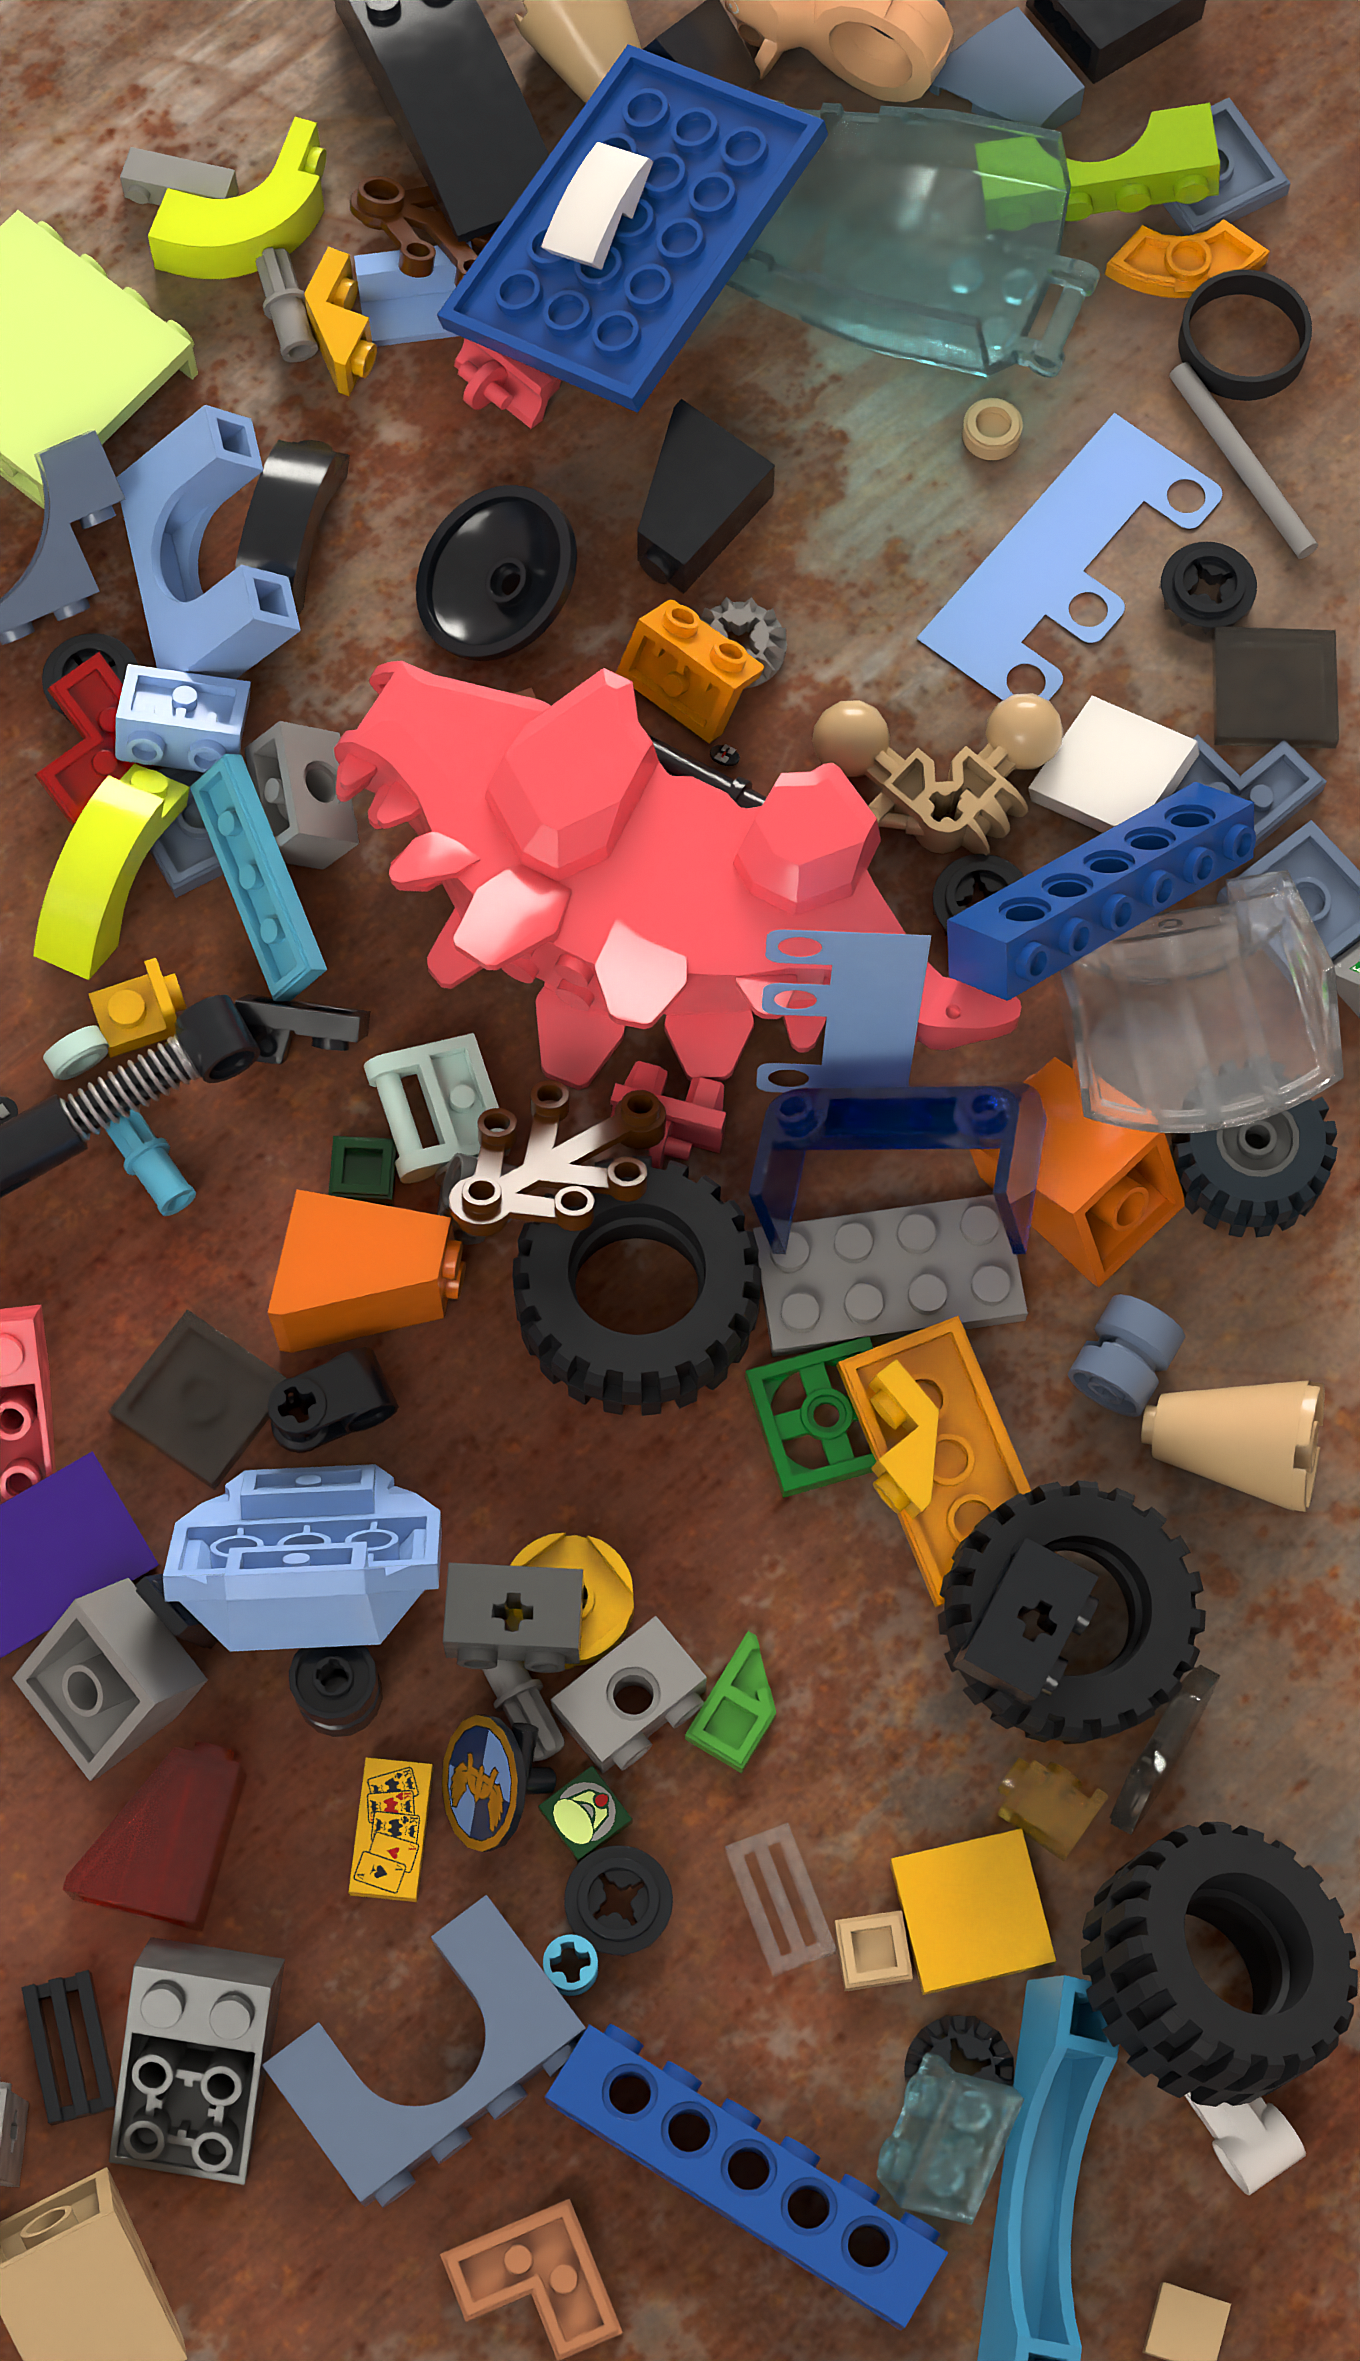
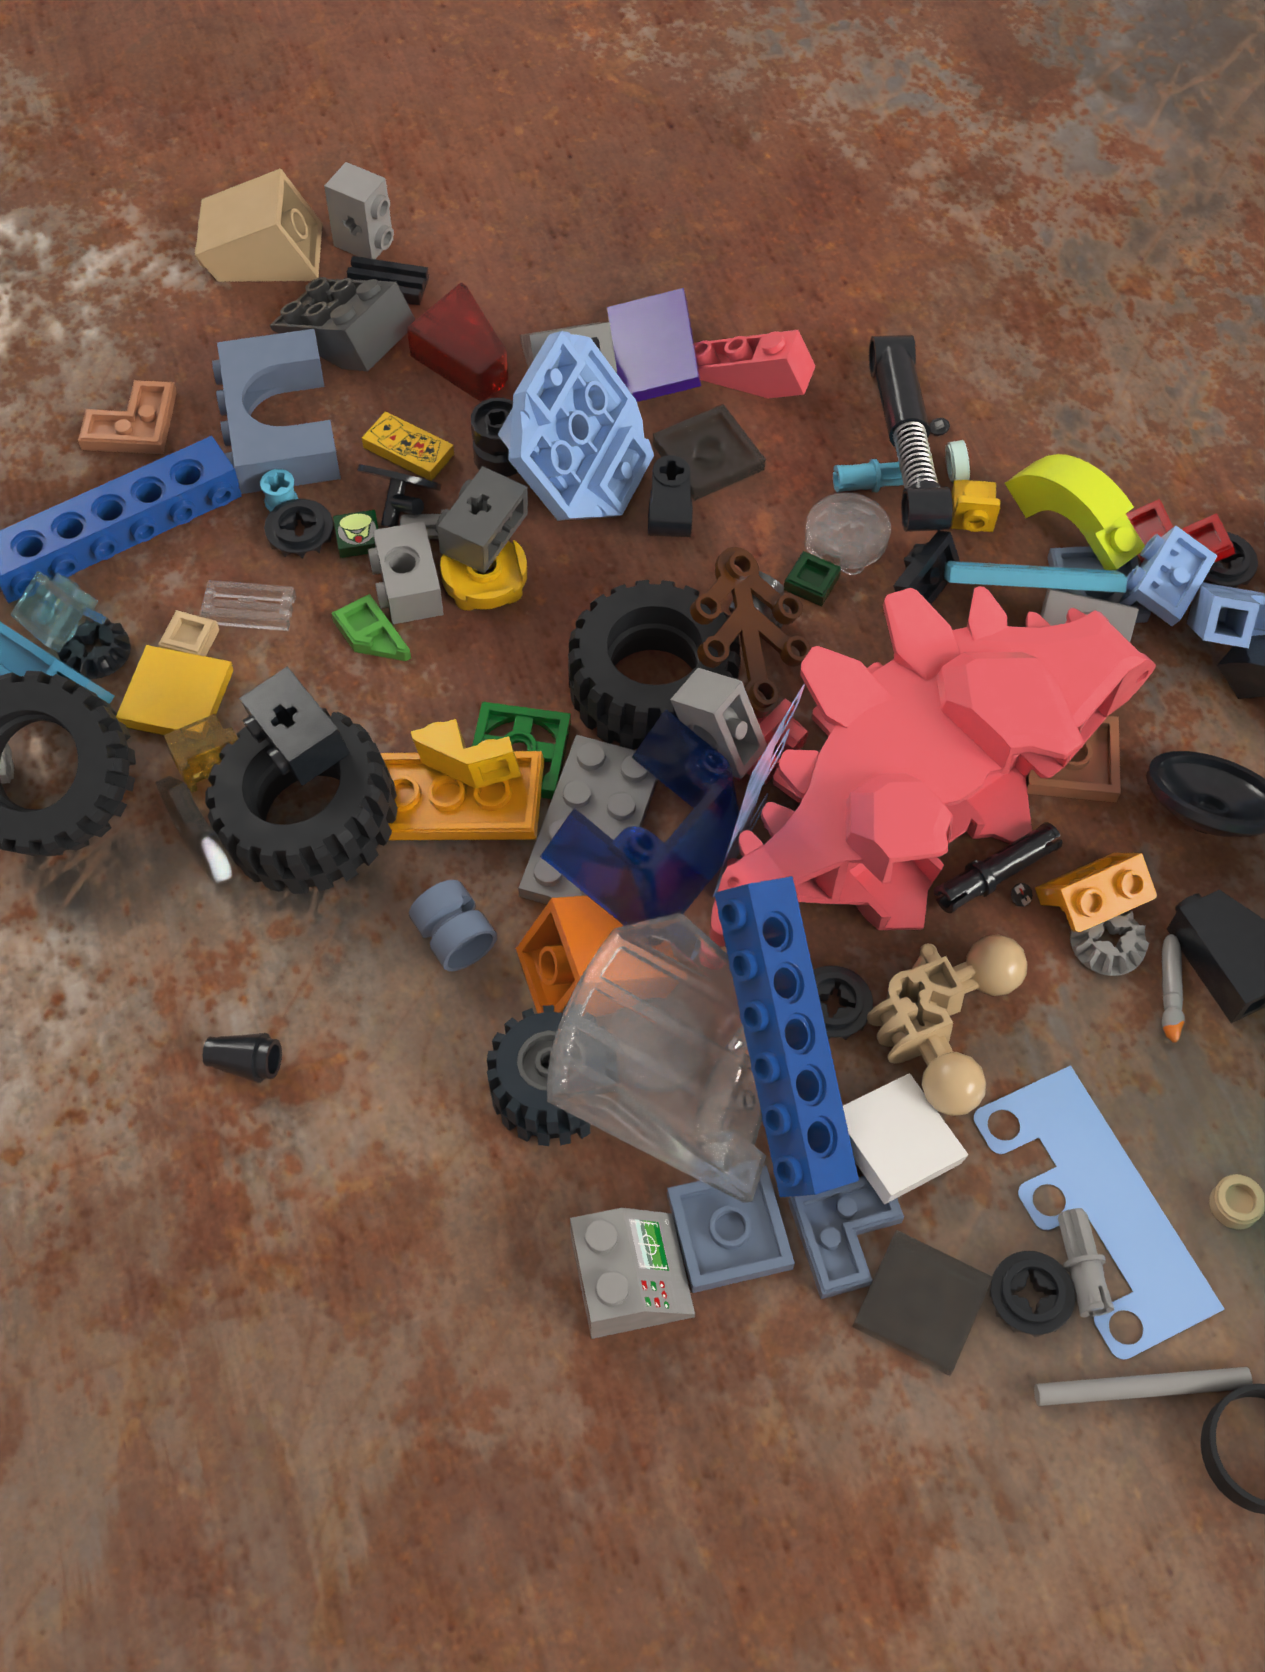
camera: 115 degrees right, 10 degrees down
(266, 1149) = (847, 531): none -> clear tile
(360, 1271) = (744, 511): orange slope -> none
(455, 1094) = (838, 632): light aqua plate -> none
(726, 1133) = (722, 716): none -> light grey brick
(804, 549) = (1173, 1017): none -> light grey piece
(1151, 545) = (1084, 1264): none -> light grey axle
(1243, 1437) = (350, 968): tan cone -> none

